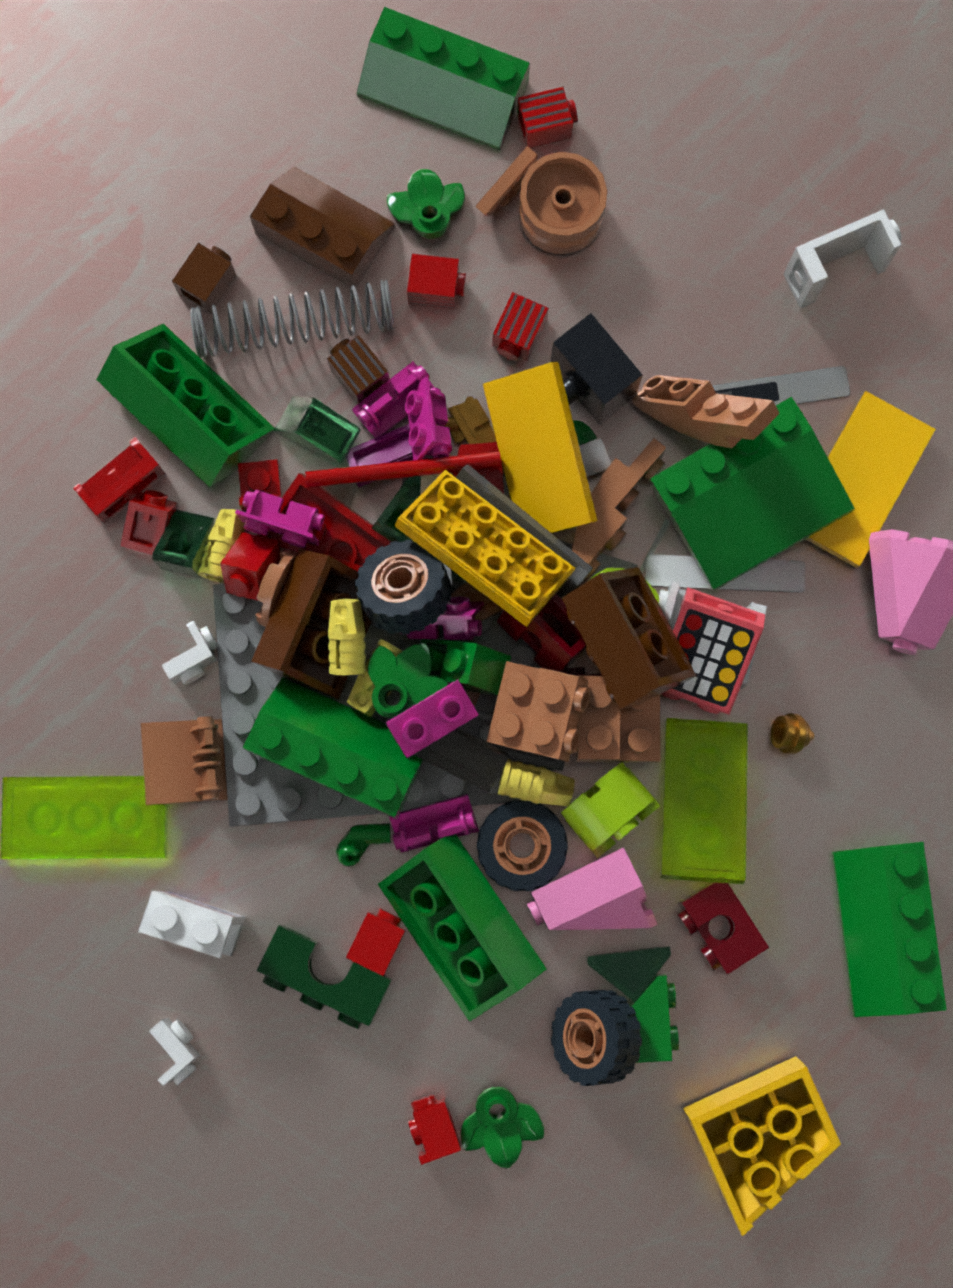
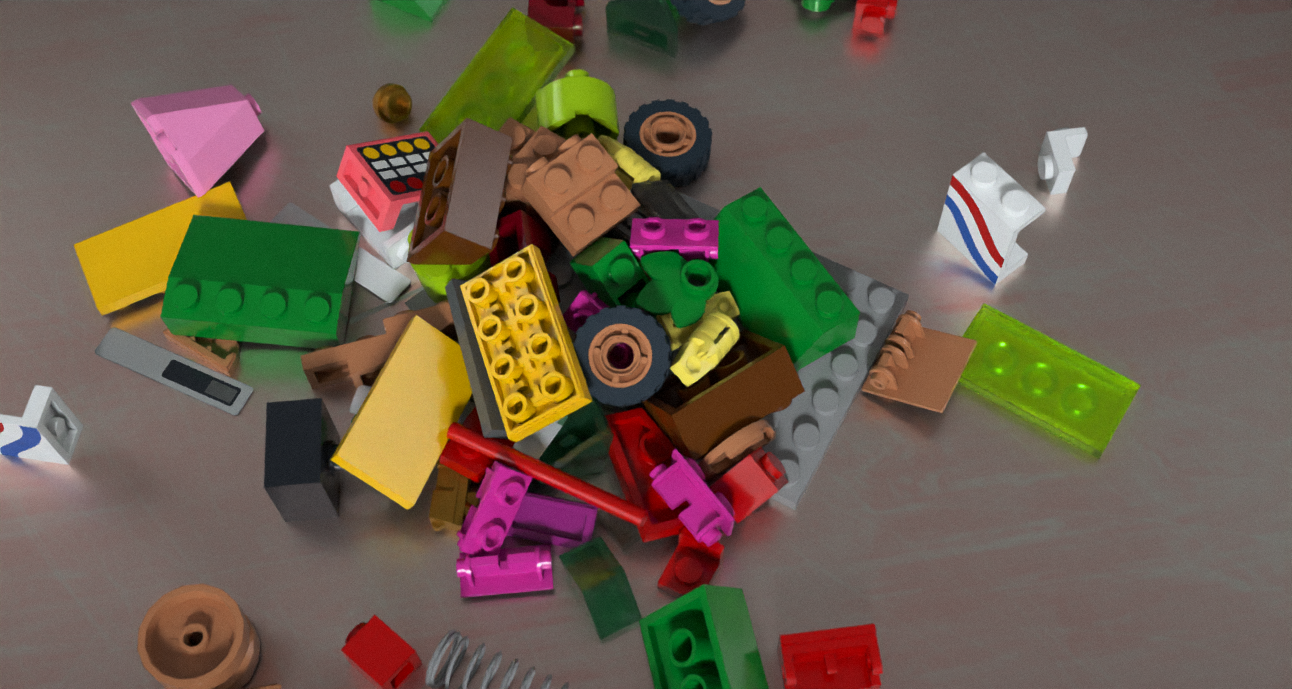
camera: 145 degrees left, 20 degrees down
(146, 520) = (823, 598): red bracket -> none
(183, 543) = (801, 554): clear green slope -> none
(190, 664) = (857, 444): white bracket -> none
(219, 541) = (764, 531): light yellow hinge -> none
(290, 964) = (882, 116): dark green arch -> none
(357, 368) = (518, 616): reddish brown brick -> none
(358, 840) = (810, 224): green arm -> none
(377, 941) = (837, 141): red brick -> none
(432, 822) = (712, 187): dark pink hinge -> none
(462, 926) = (757, 116): green slope -> none
(519, 327) = (338, 556): red brick -> none
(594, 897) = (638, 70): bright pink slope -> none
(702, 414) = (239, 344): nougat slope -> none

